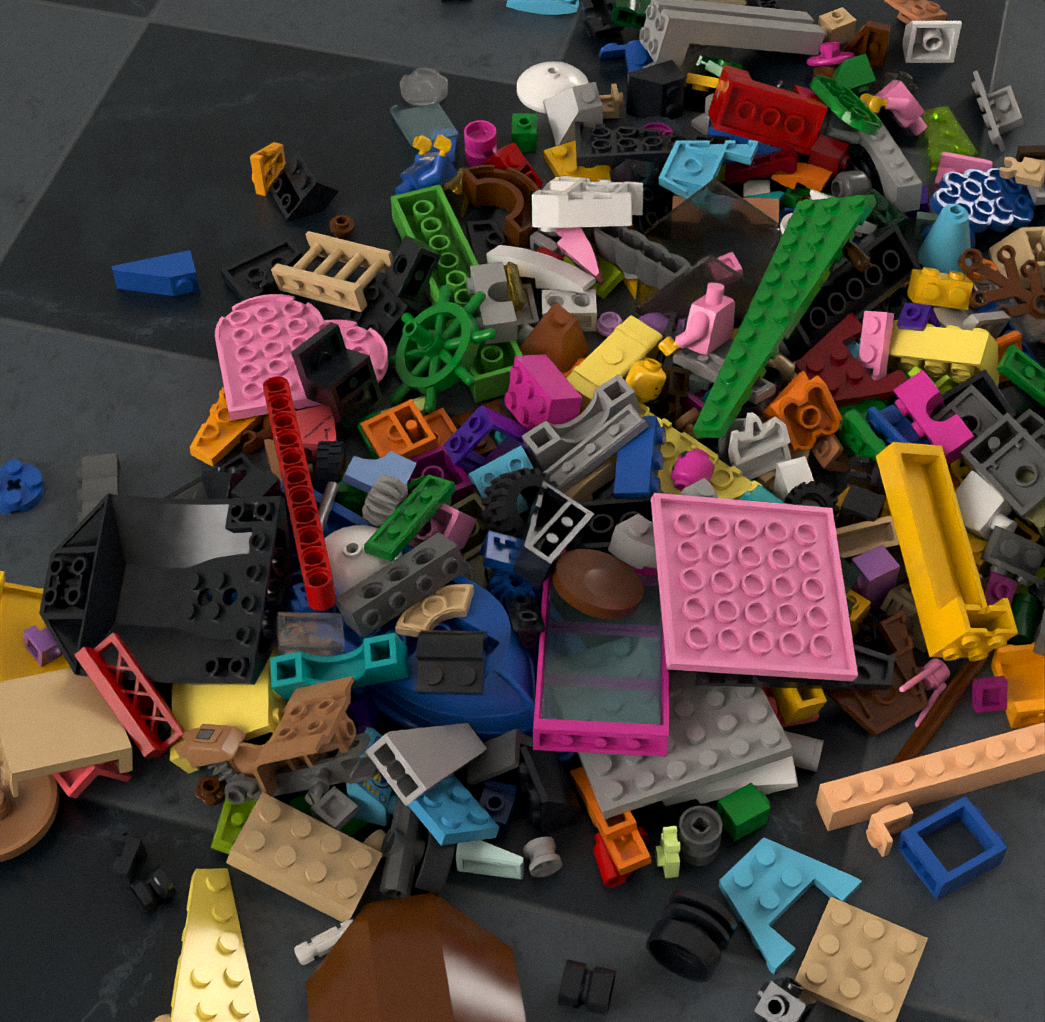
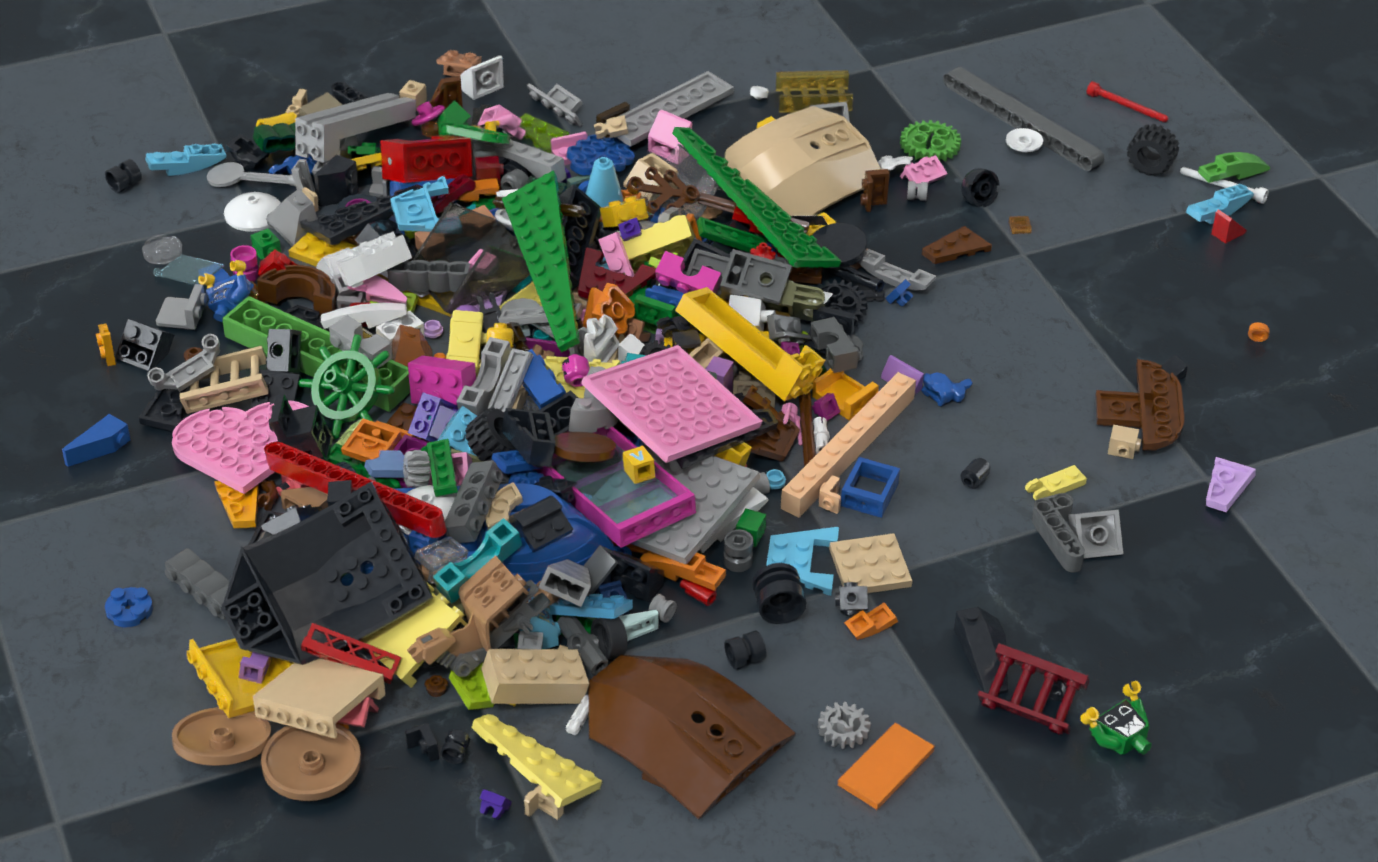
camera: 40 degrees left, 10 degrees down
(126, 996) = (495, 801): none -> dark purple tile
(305, 242) = (190, 370): none -> light grey plate
(376, 167) = (182, 311): none -> light grey bracket
(570, 31) = (232, 172): none -> light grey piece
(637, 650) = (638, 464): none -> yellow brick
(667, 852) = (729, 562): yellowish green plate -> none
(708, 324) = (509, 291): bright pink torso -> none
(837, 758) = (776, 479): none -> medium azure plate
(951, 729) = (821, 434): none -> white pin

